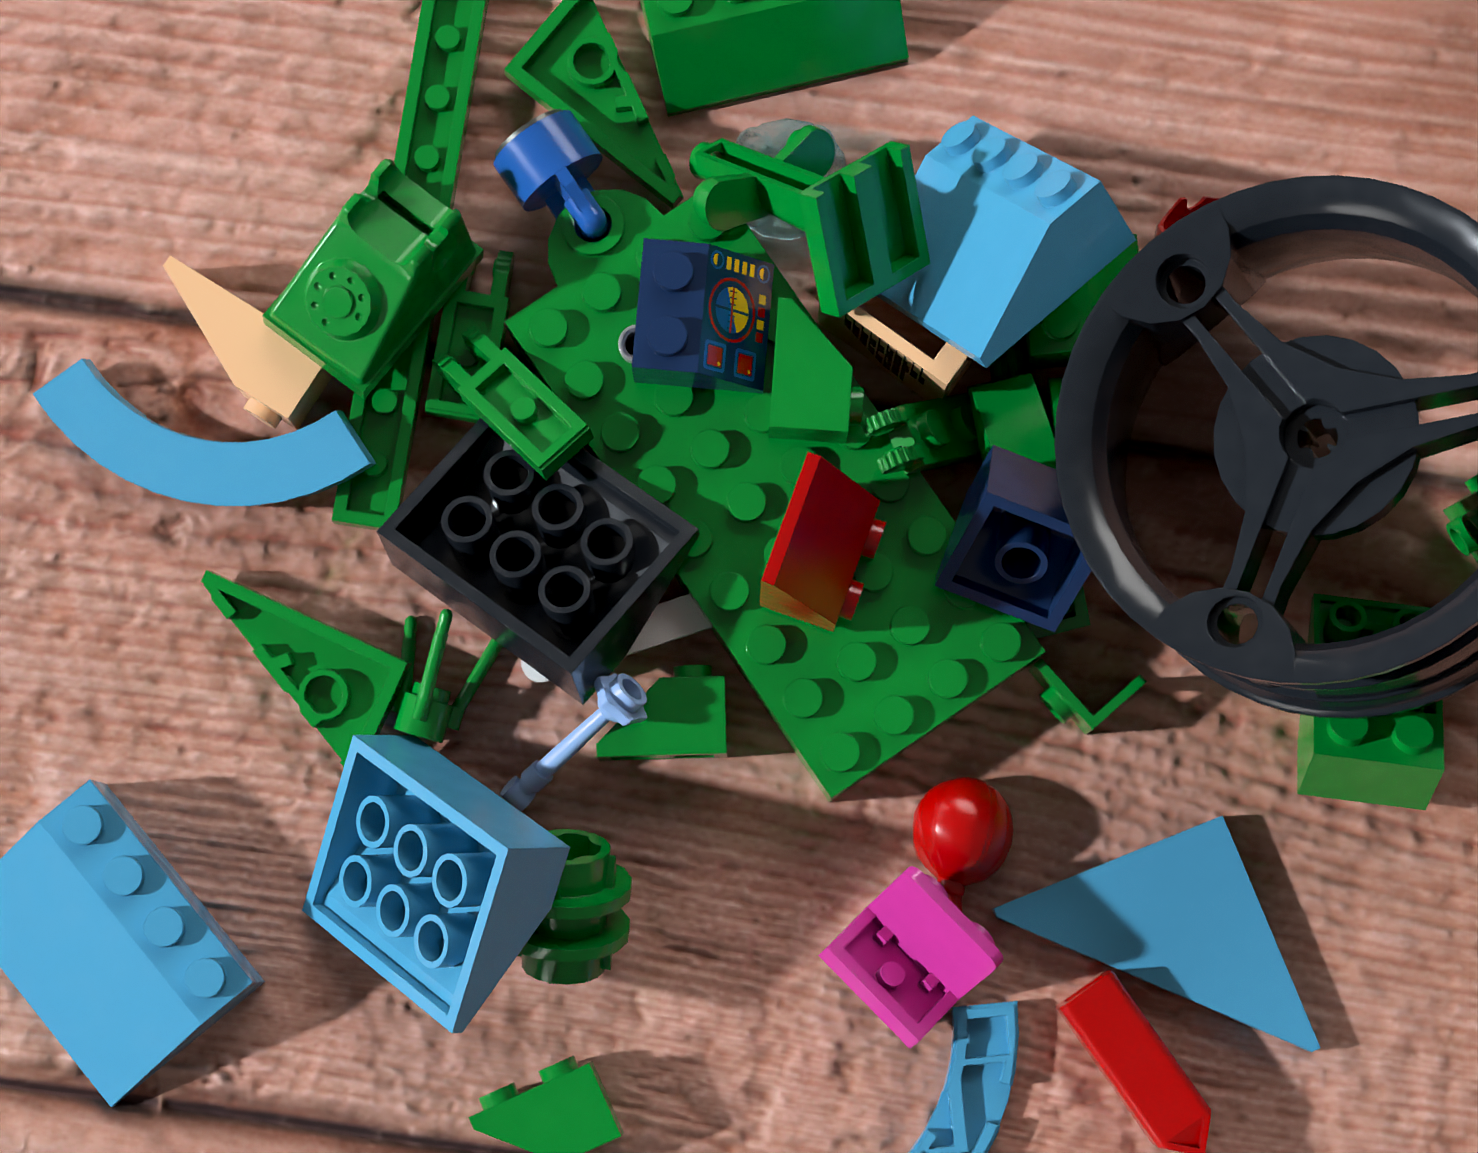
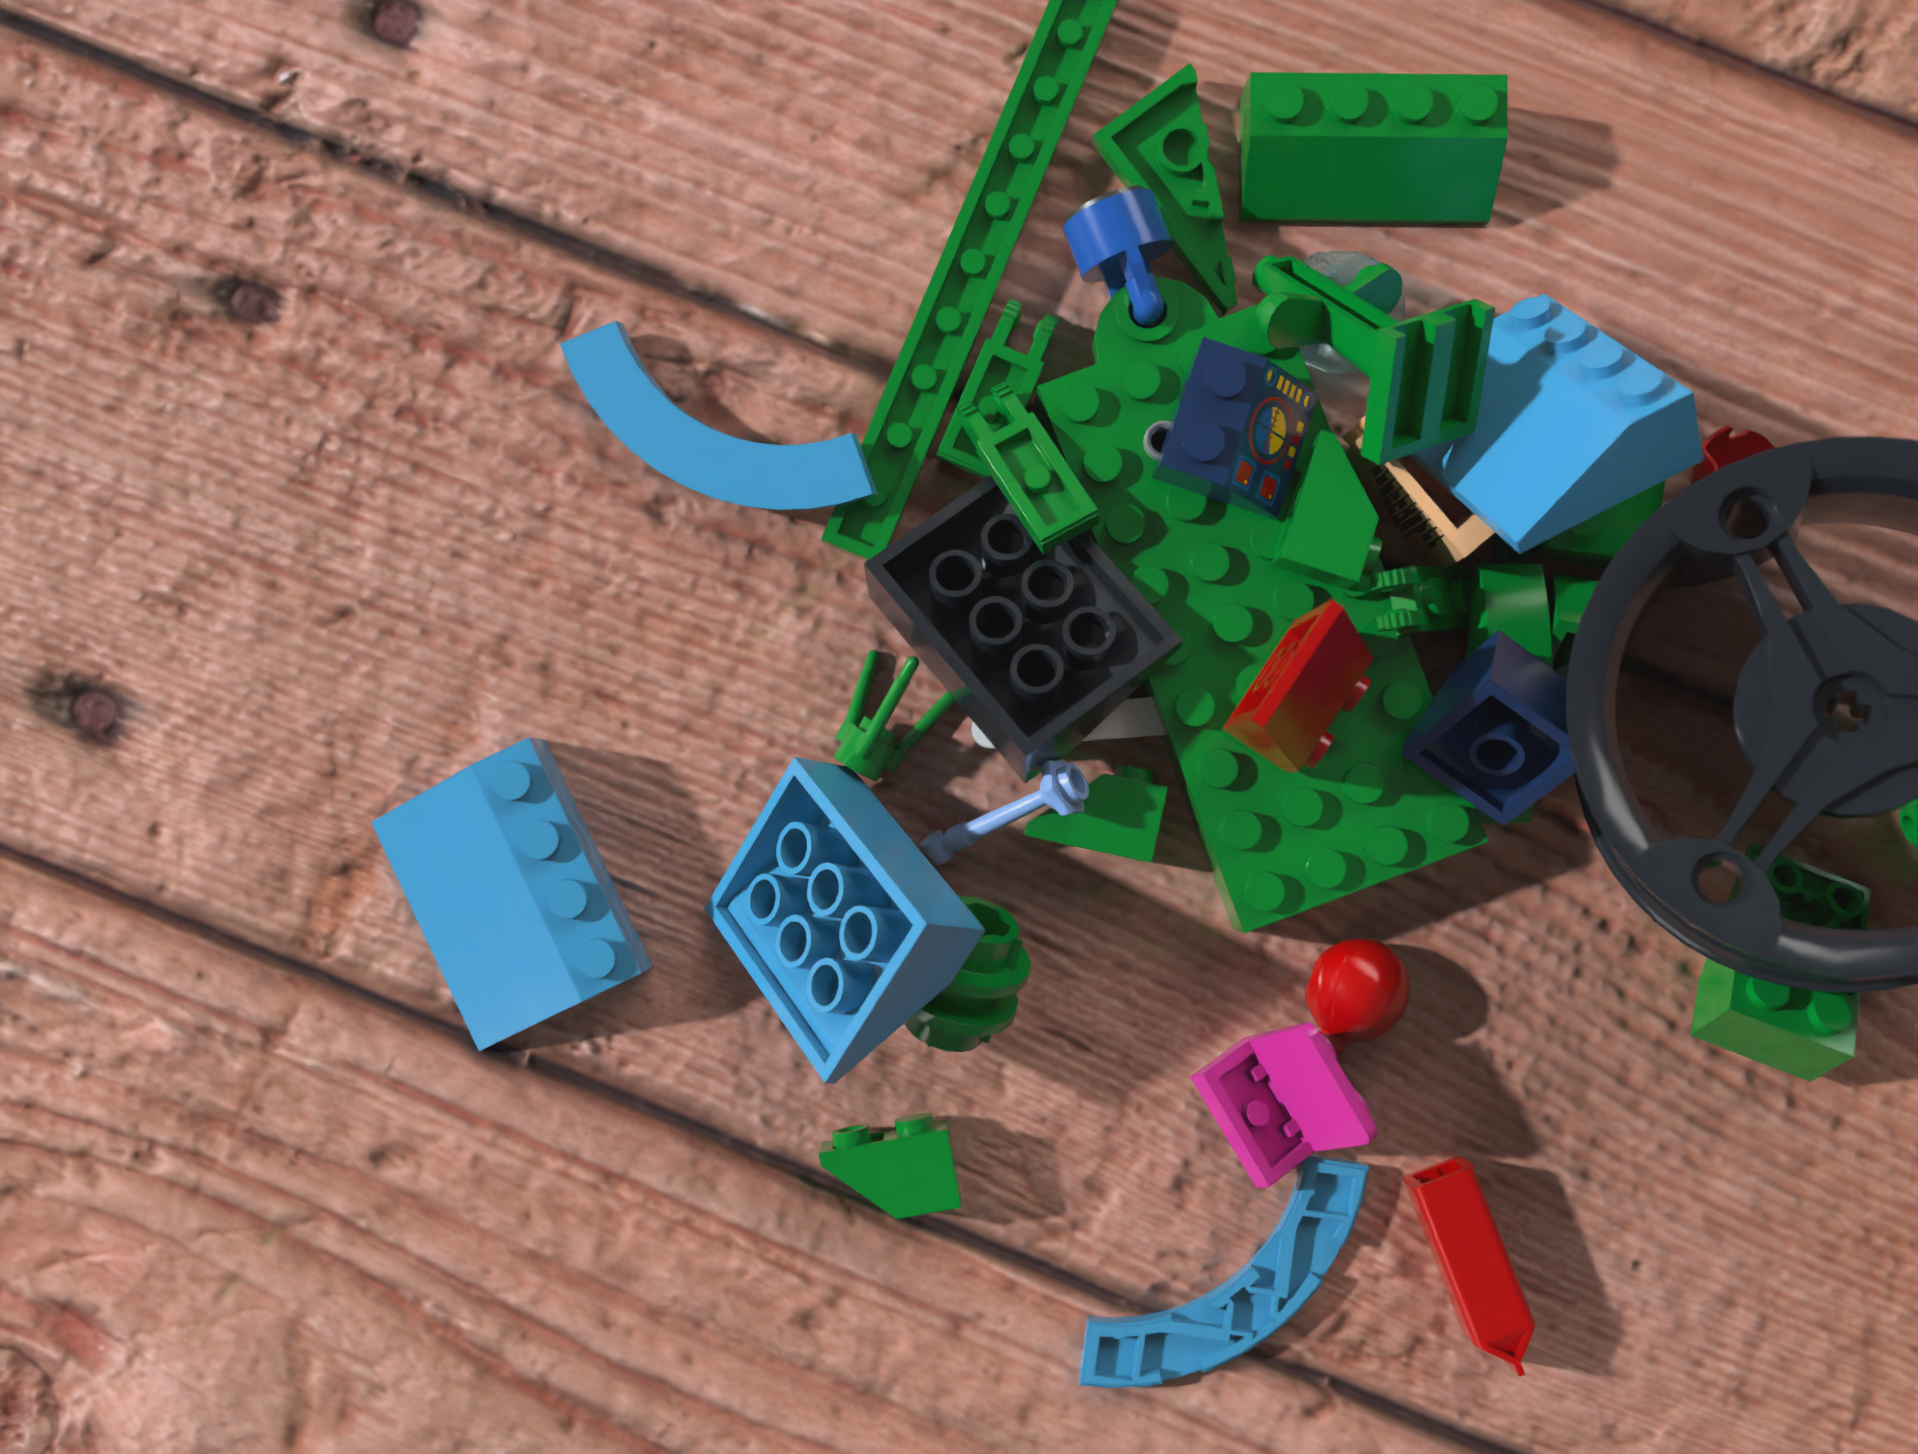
camera: 10 degrees right, 5 degrees up
(260, 363) = (791, 363): light nougat slope -> none
(332, 676) = (787, 691): green wing -> none
(375, 279) = (921, 311): green piece -> none
(1067, 706) = (1489, 894): green bracket -> none
(1178, 921) = (1542, 1125): dark azure tile -> none

